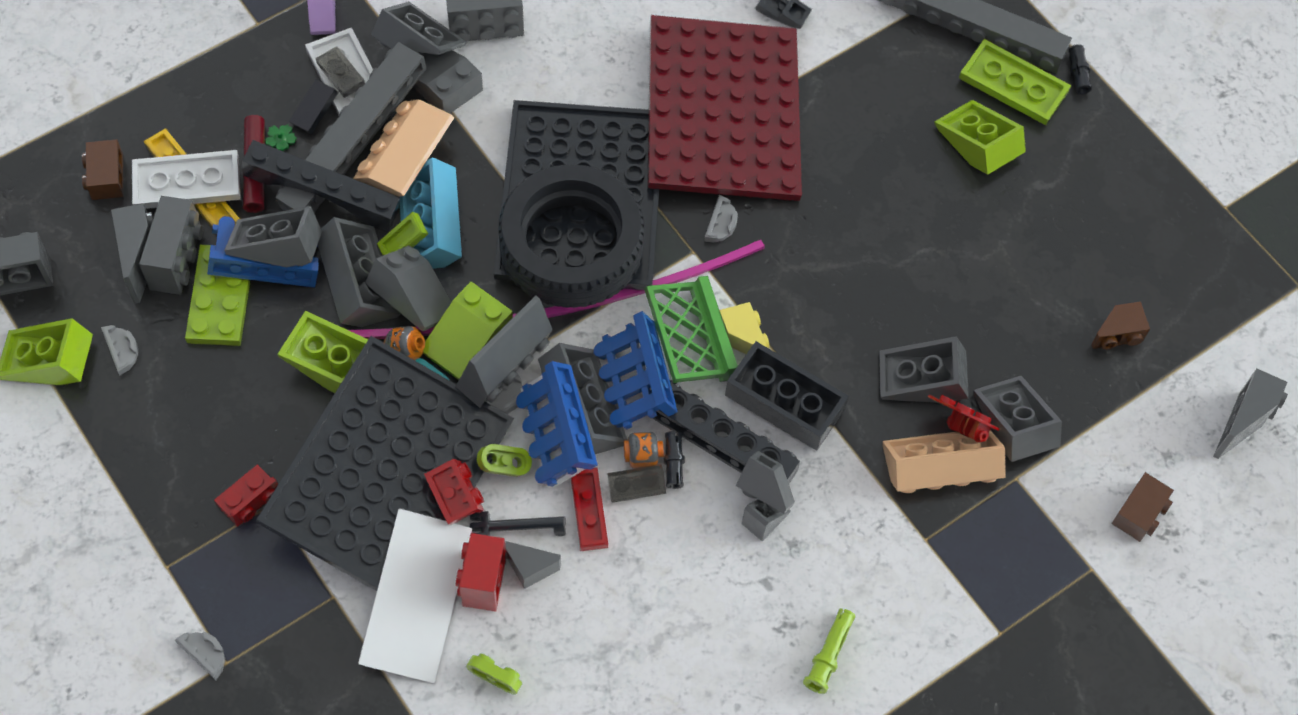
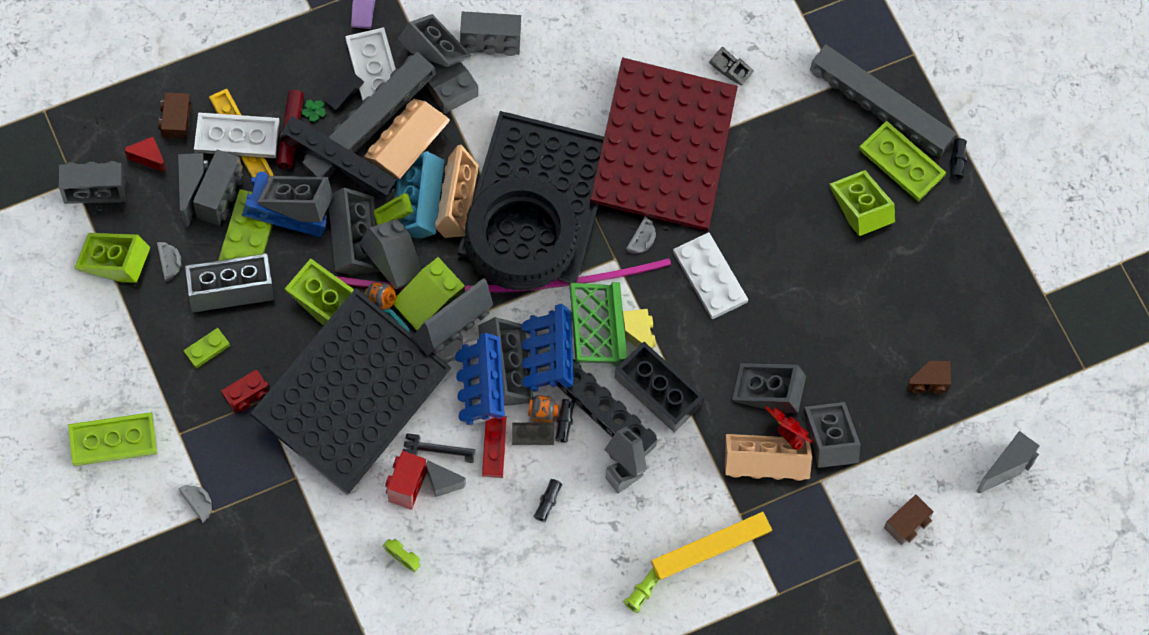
camera: 10 degrees right, 5 degrees up
(71, 221) = (146, 153): none -> red slope
(74, 590) = (112, 439): none -> lime plate
(186, 449) = (206, 348): none -> lime plate
(203, 361) = (229, 283): none -> dark grey slope
(340, 71) = (368, 65): clear smoke plate -> none
(415, 597) = (355, 488): white sticker -> none
(454, 491) = (397, 416): red bracket -> none
(479, 203) = (456, 193): none -> light nougat slope
(502, 460) = (437, 398): lime plate -> none
(674, 566) = (548, 500): none -> black pin
(816, 252) = (710, 275): none -> white plate
(900, 587) = (711, 546): none -> yellow tile

